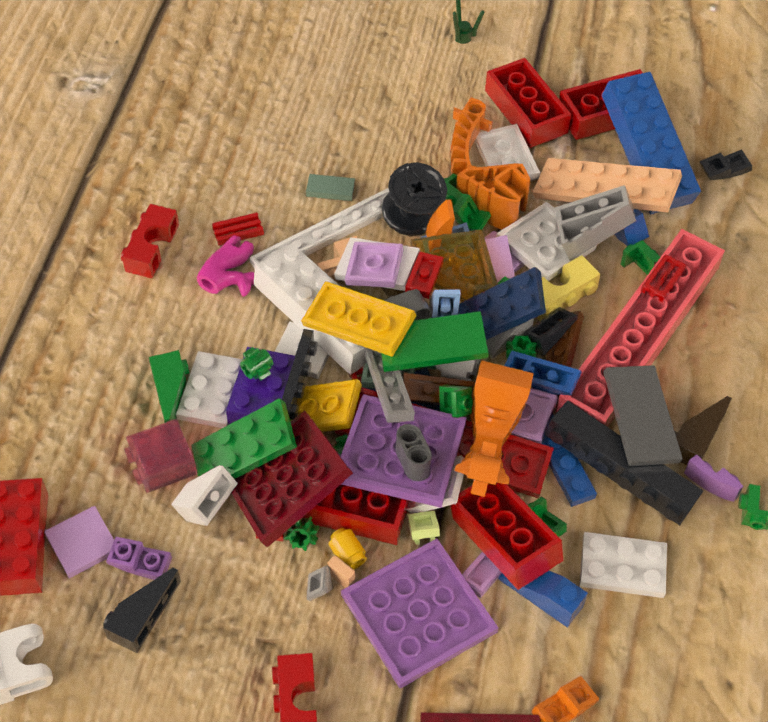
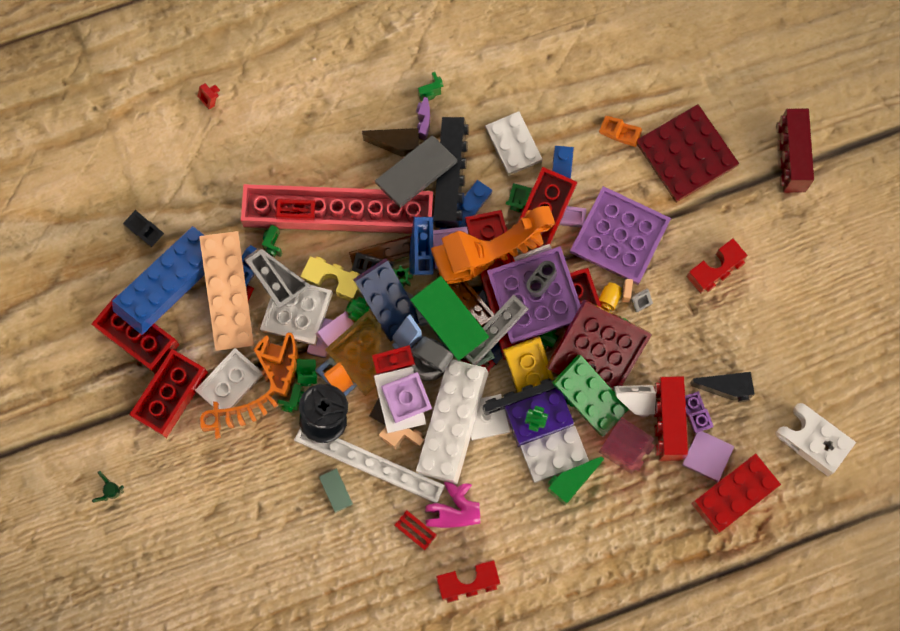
camera: 120 degrees left, 20 degrees up
(151, 514) = (671, 419): none -> red brick
(359, 318) = (462, 375): yellow tile -> none
(423, 526) = (571, 260): yellowish green tile -> none
(456, 400) = (478, 283): green bracket -> none

